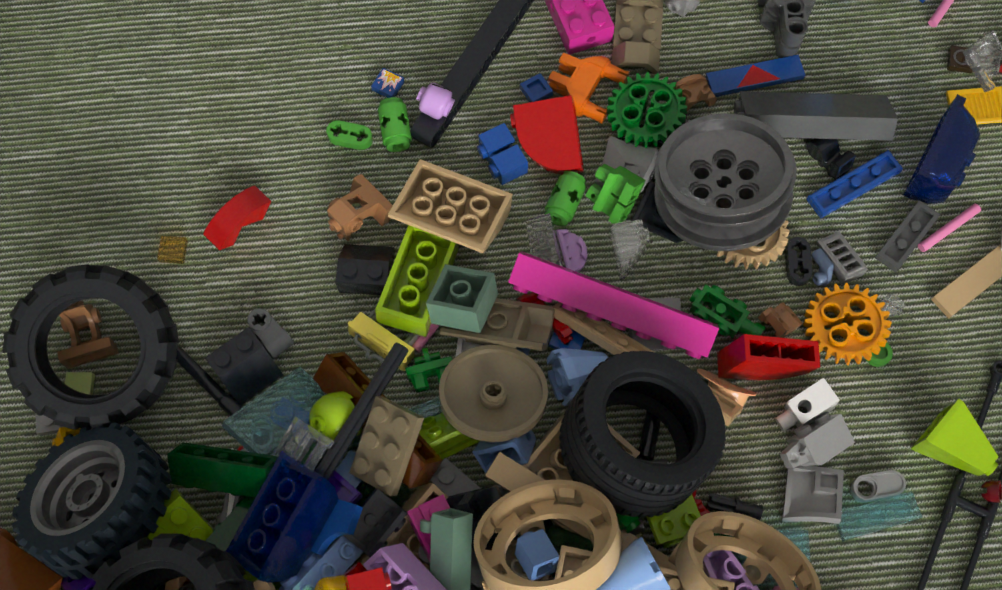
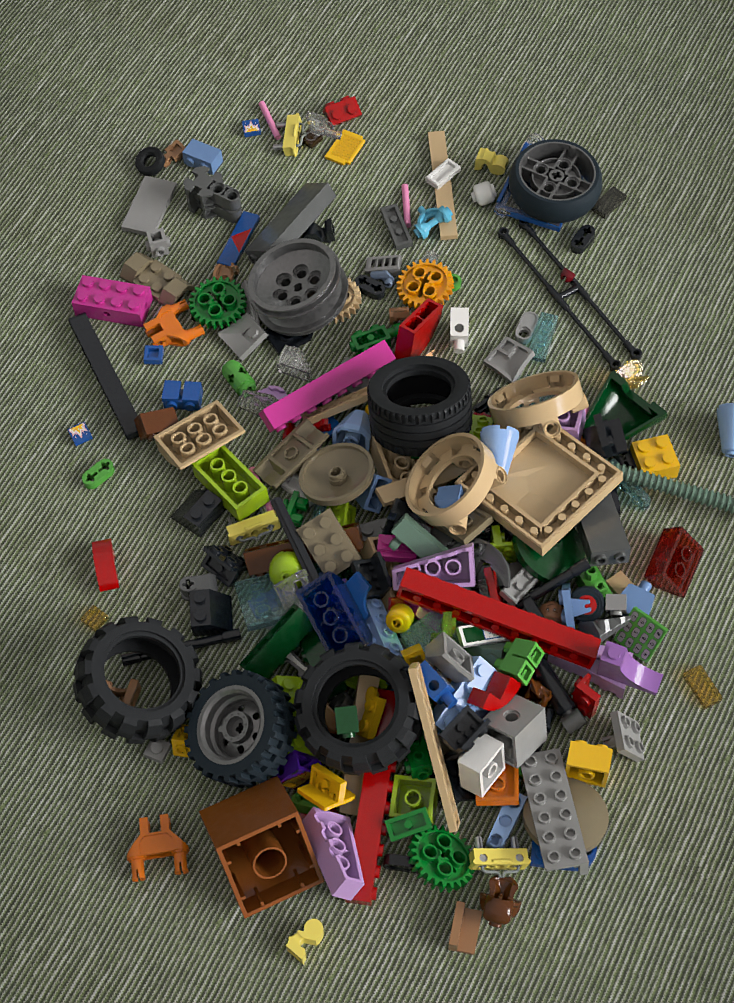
camera: 55 degrees left, 10 degrees down
(315, 338) = (223, 564): none -> black bracket
(347, 219) = (155, 496): medium nougat tile -> none
(396, 135) = (114, 442): bright green piece -> none
(435, 101) = (121, 406): lavender head -> none
(441, 151) = (154, 422): none -> reddish brown brick
(462, 298) = (265, 458): sand green brick -> none
(550, 133) = (192, 361): red brick -> none
(617, 194) = (260, 346): bright green hips -> none
(817, 442) = (482, 336): light grey hinge -> none
(854, 184) = (345, 233): blue tile -> none
(938, 41) = (291, 135): none -> light yellow piece
(945, 155) = (363, 178): clear blue windscreen -> none
(958, 441) = (529, 272): lime slope -> none
(962, 278) = (440, 215): none -> medium azure piece

